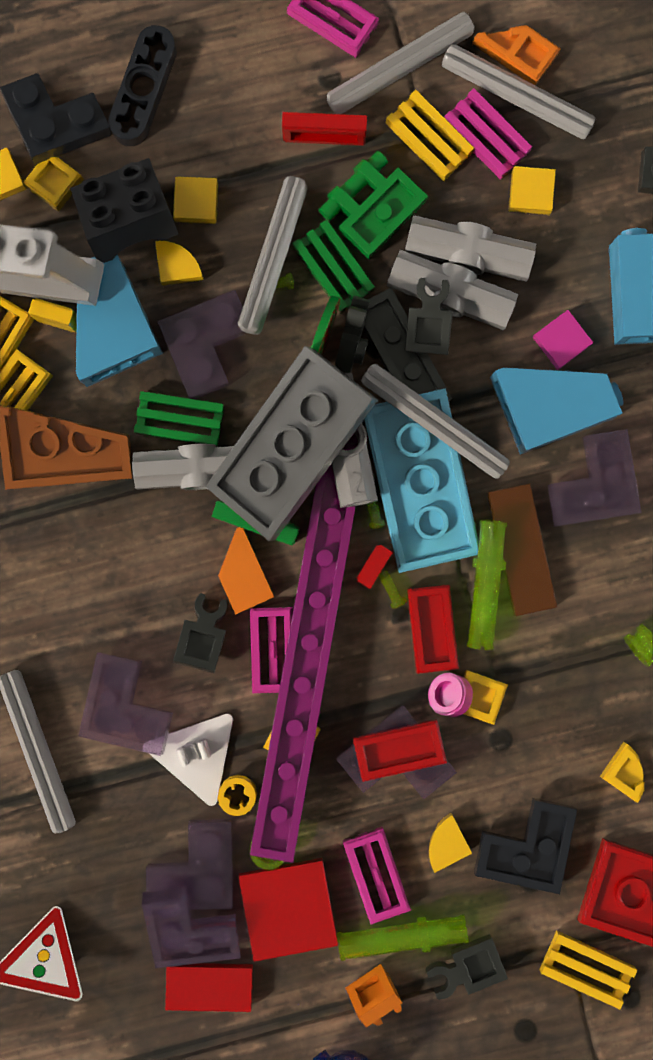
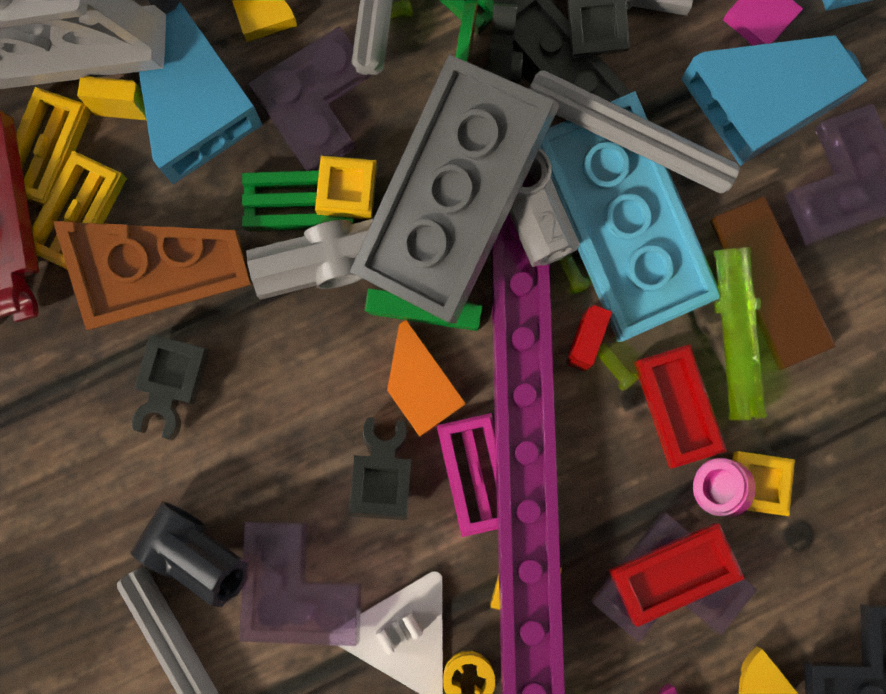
camera: 15 degrees left, 5 degrees down
(47, 662) = (181, 550): none -> black piece
(61, 534) = (170, 374): none -> pearl dark grey plate
(216, 418) = (346, 187): none -> yellow tile

